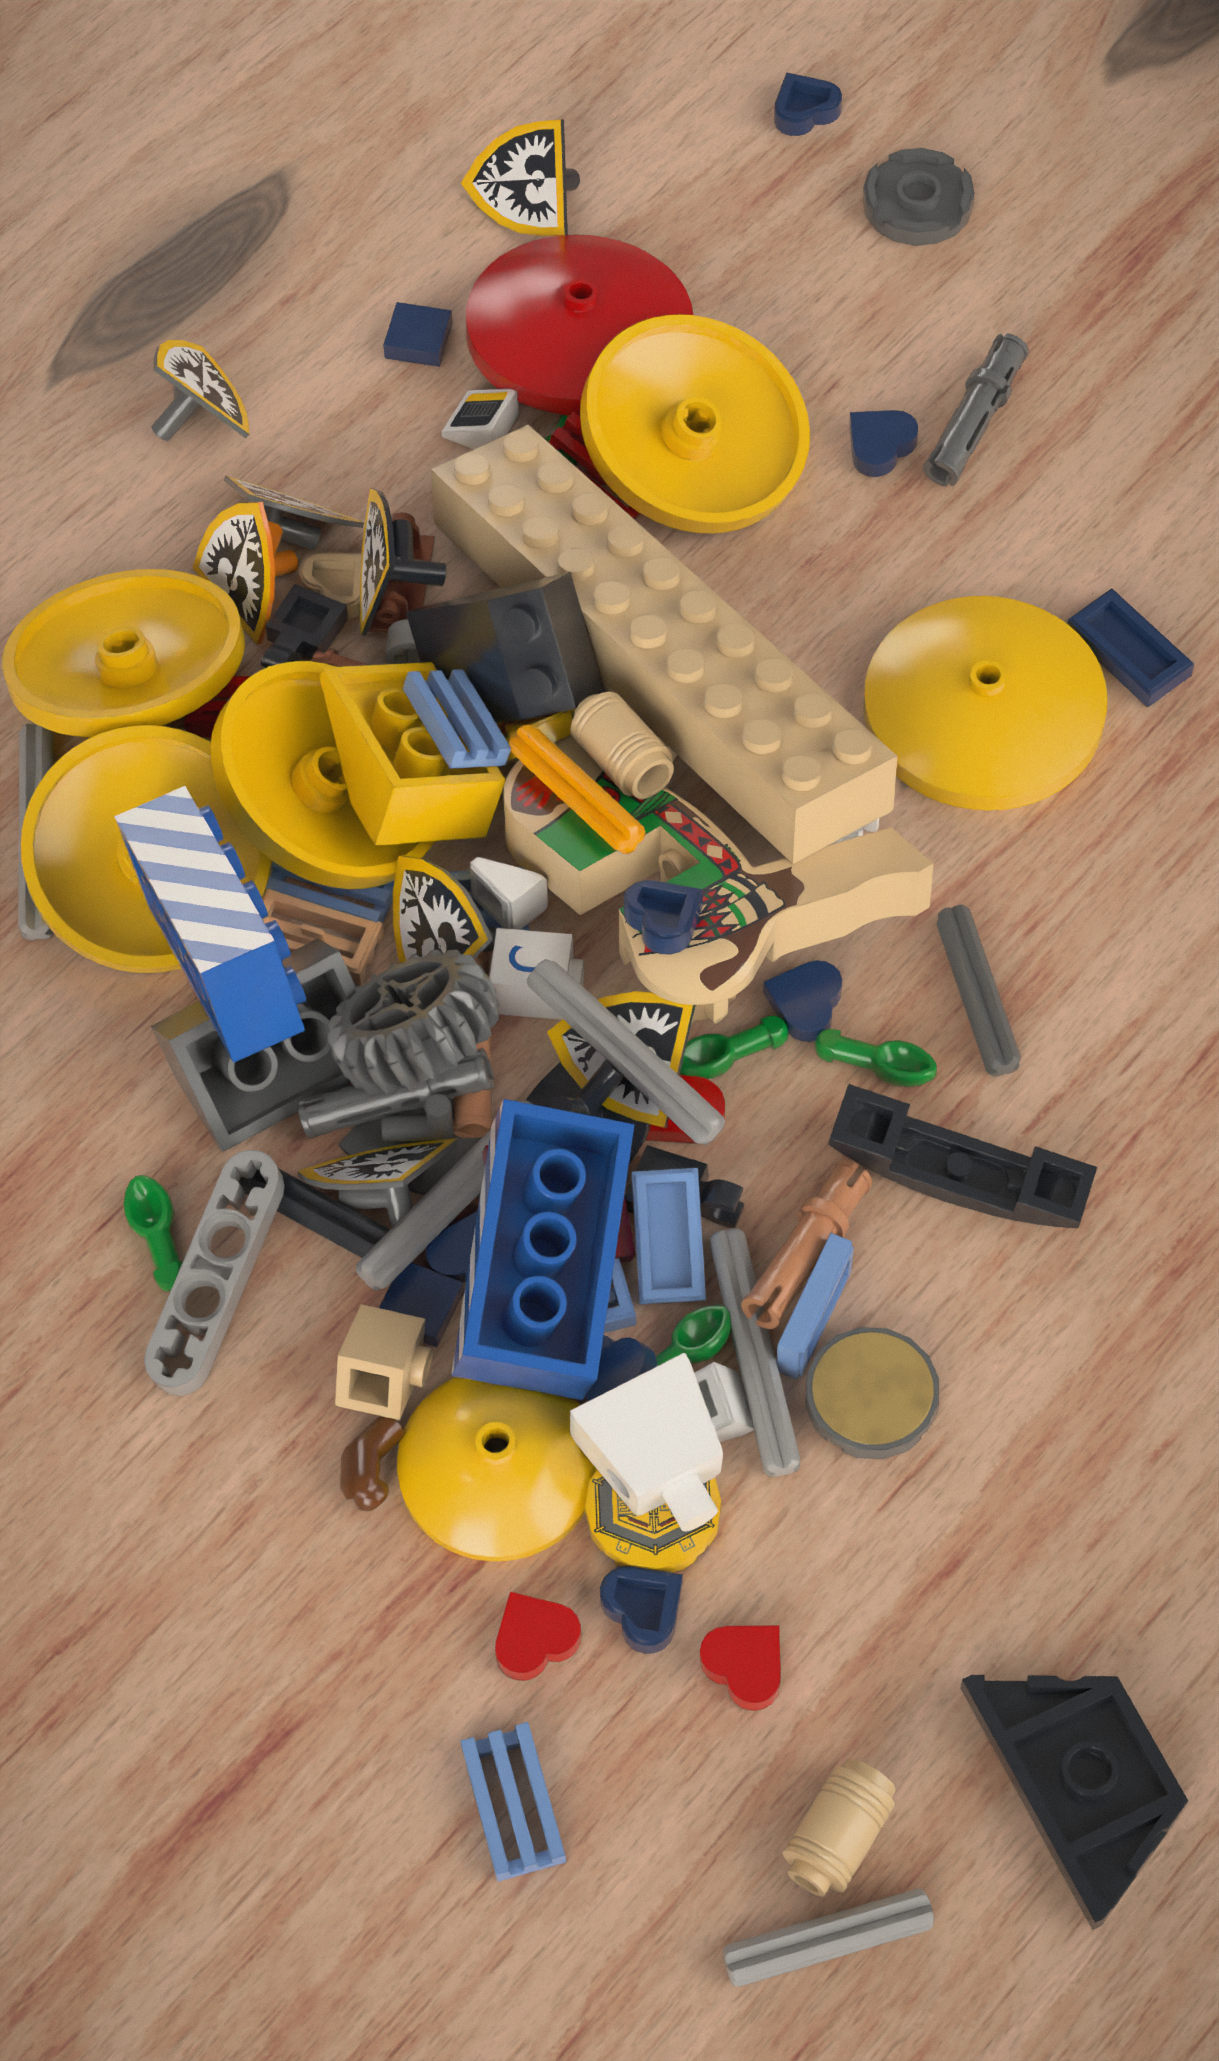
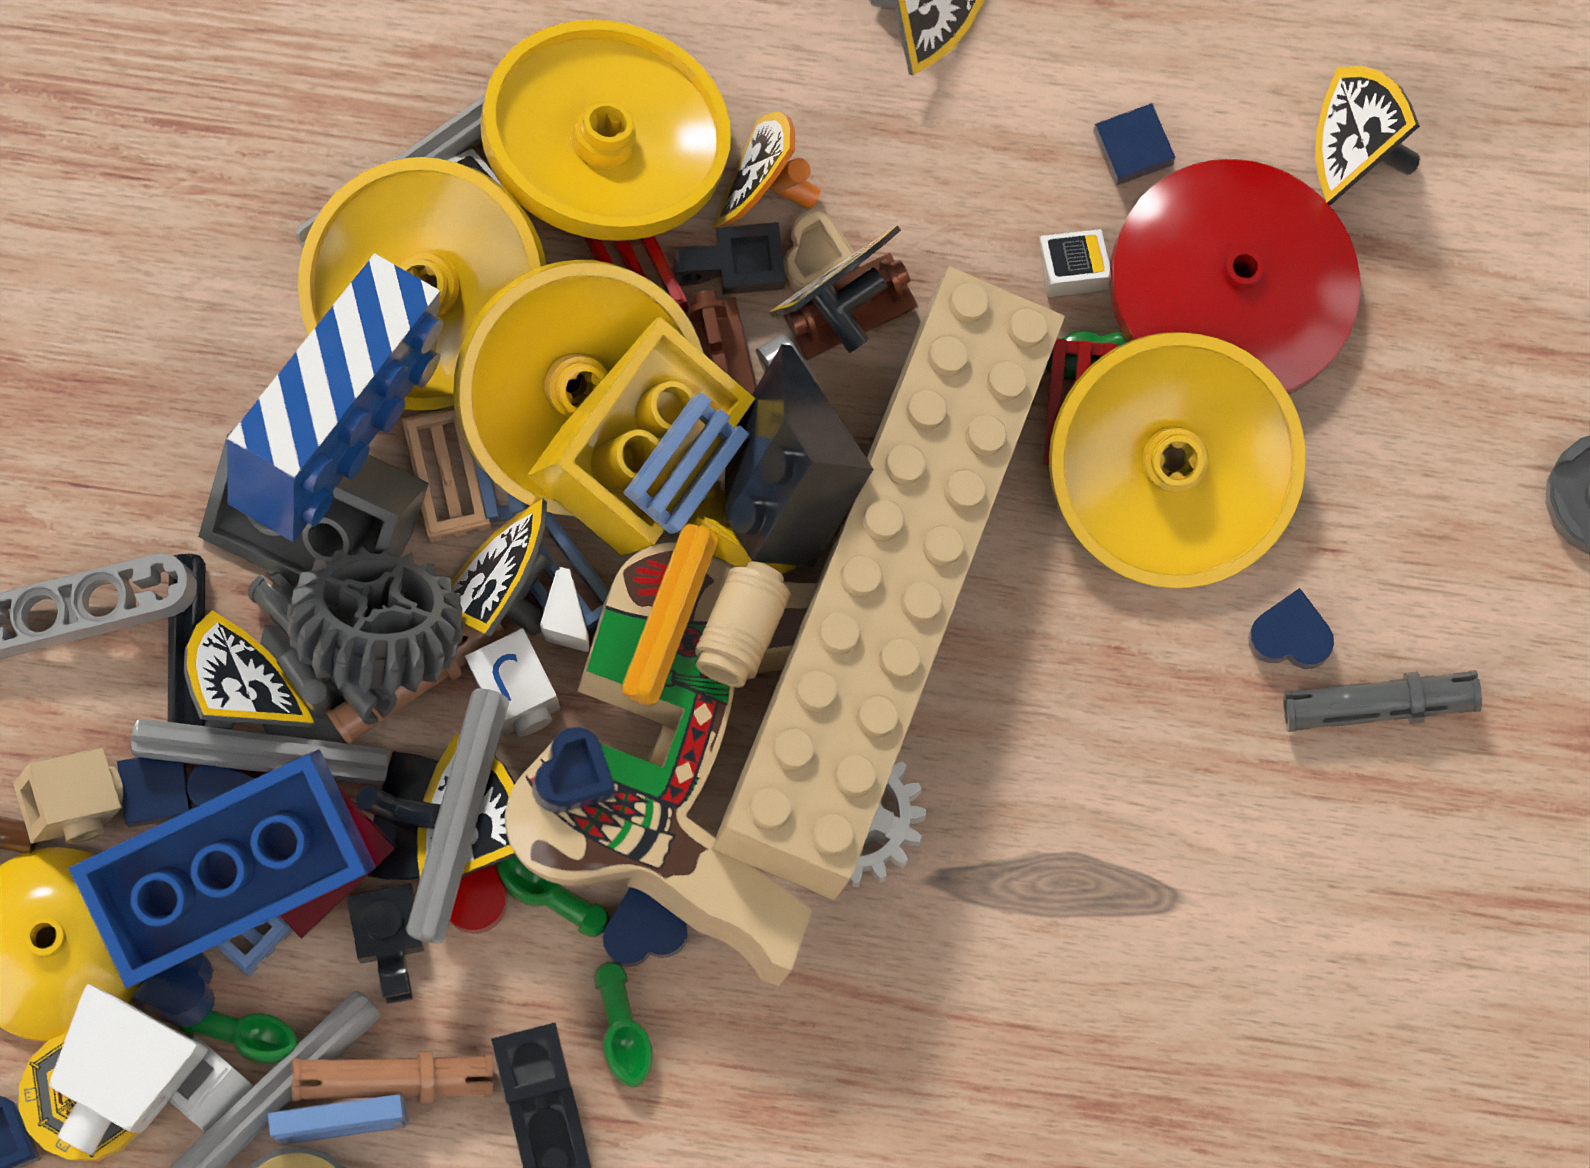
camera: 55 degrees right, 15 degrees up
(151, 1217) = (98, 522): green piece -> none
(277, 502) = (853, 160): dark grey shield -> none
(668, 1236) = (330, 956): medium blue tile -> none
(978, 990) = (744, 1073): dark grey axle -> none
(986, 702) = (1045, 960): yellow dish -> none
(1131, 648) = (1205, 998): dark blue tile -> none

